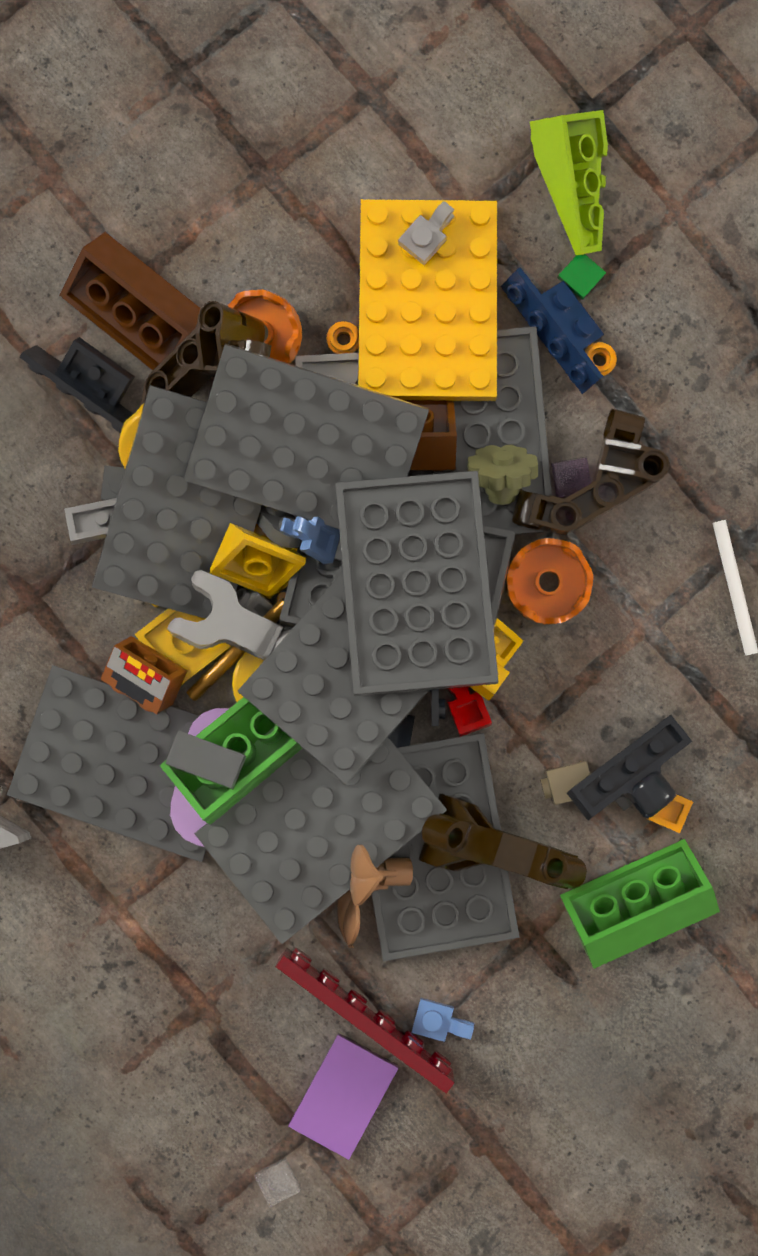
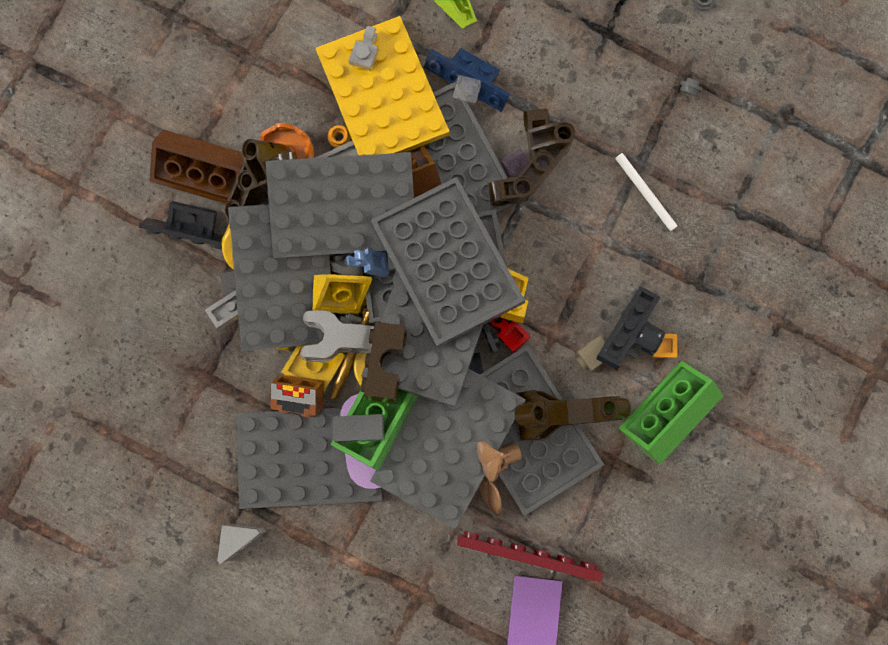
camera: 25 degrees left, 5 degrees down
(287, 660) = (385, 341): none -> dark brown arch
(436, 1019) = (573, 541): medium blue plate -> none
(503, 471) = (473, 175): olive plant -> none
(546, 345) = (467, 89): none -> clear plate
(573, 576) = (532, 217): orange plate -> none
(581, 275) = (471, 40): green tile -> none
(607, 352) = (506, 80): light orange plate -> none

